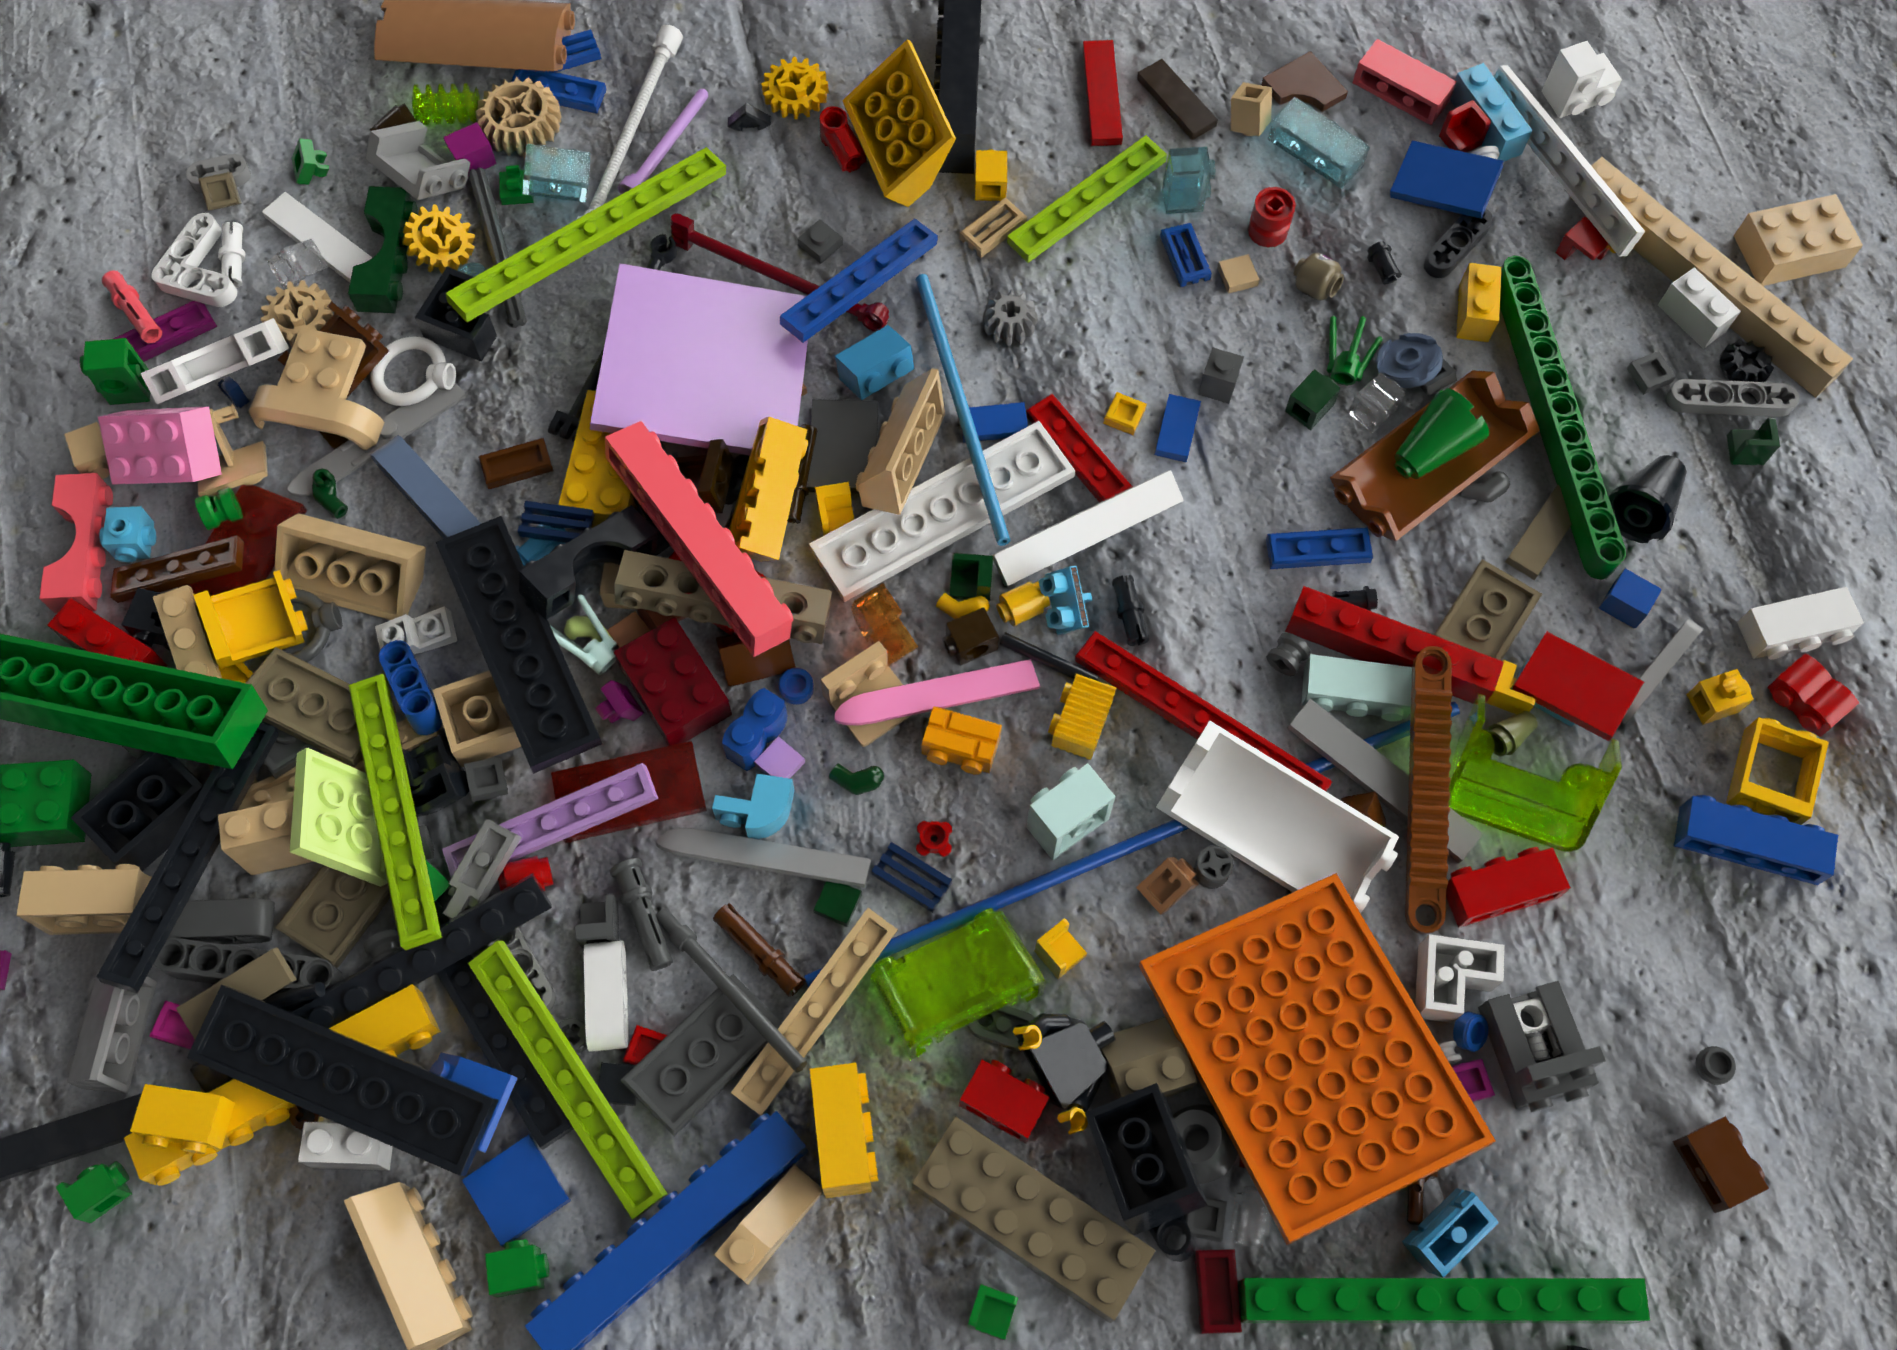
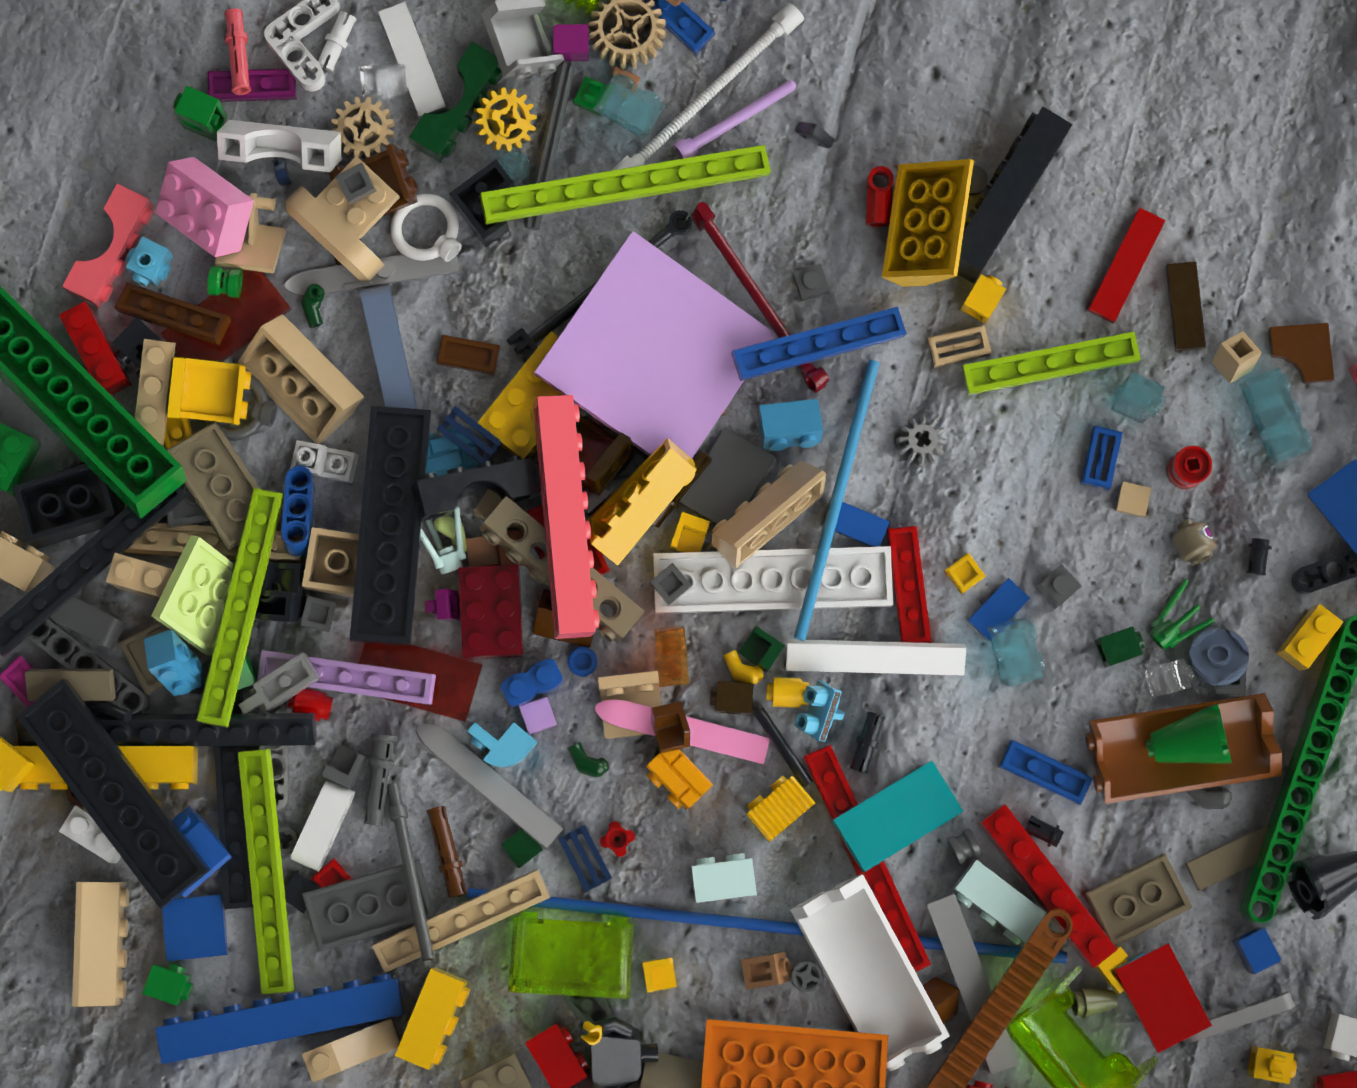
camera: 25 degrees right, 15 degrees up
(88, 450) = (150, 171): tan brick -> none
(311, 343) = (356, 183): none -> dark grey plate
(344, 901) = (173, 662): none -> dark azure brick
(795, 88) = (858, 125): yellow gear -> none
(843, 558) = (670, 584): none -> dark grey plate
(924, 688) = (670, 727): none -> reddish brown panel
(1204, 660) = (897, 816): none -> teal tile
(1219, 450) = (1016, 651): none -> clear light blue brick

